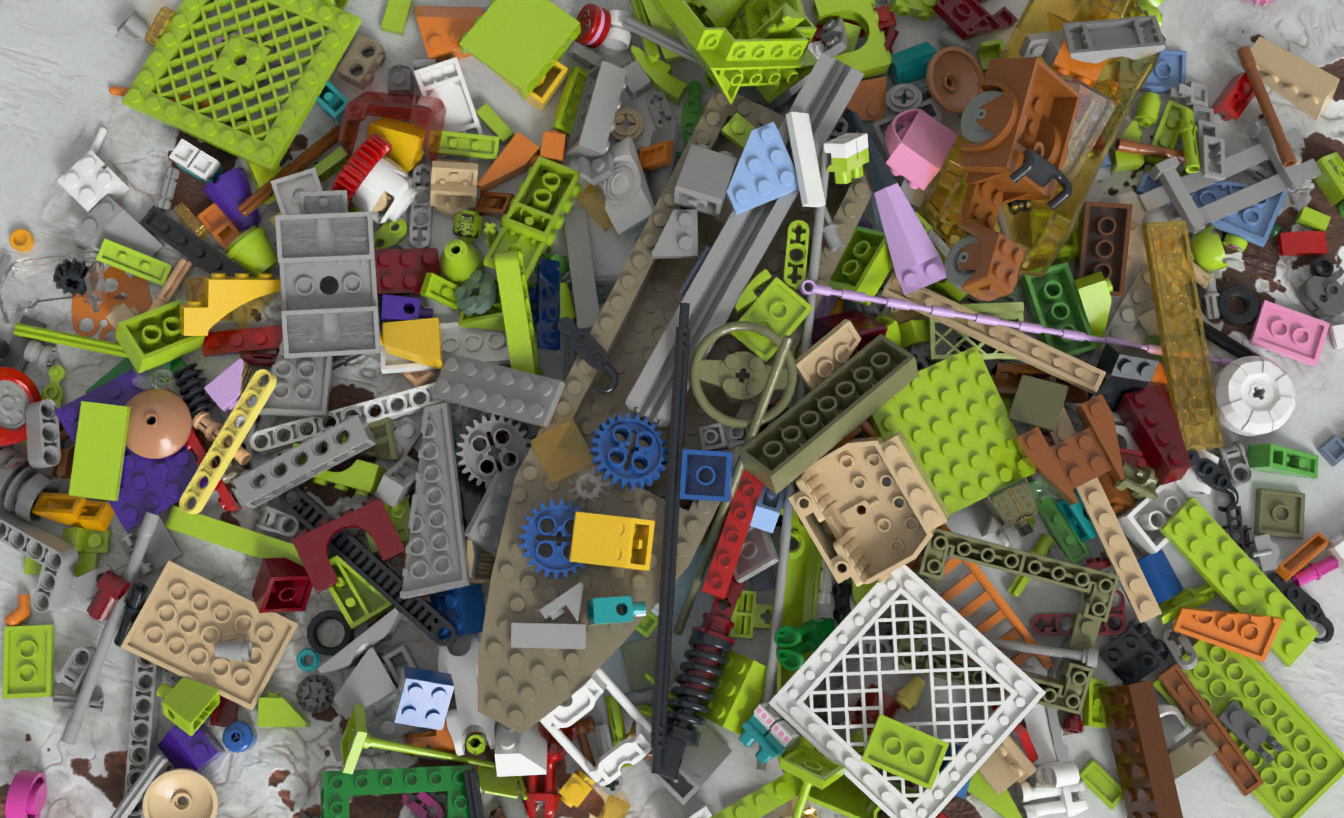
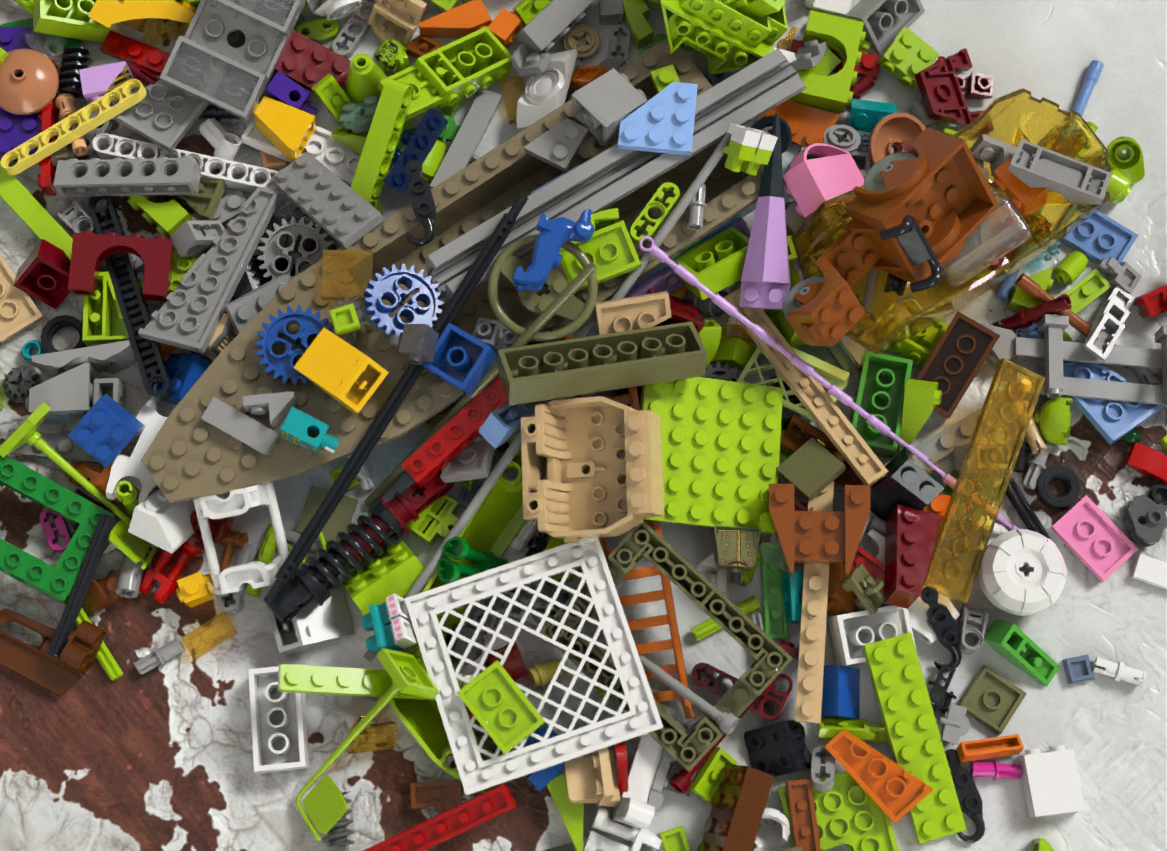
camera: 30 degrees right, 5 degrees down
(367, 382) = (224, 142): none -> white piece
(589, 494) = (345, 319): none -> lime tile
(665, 483) = (416, 343): none -> flat silver brick
(732, 337) = (547, 248): none -> blue animal
(805, 159) = (706, 130): white tile -> none
(1137, 173) = (1025, 317): none -> dark red pin
(1188, 134) = (1095, 305): lime pin -> none
(1235, 242) = (1087, 429): lime tile -> none

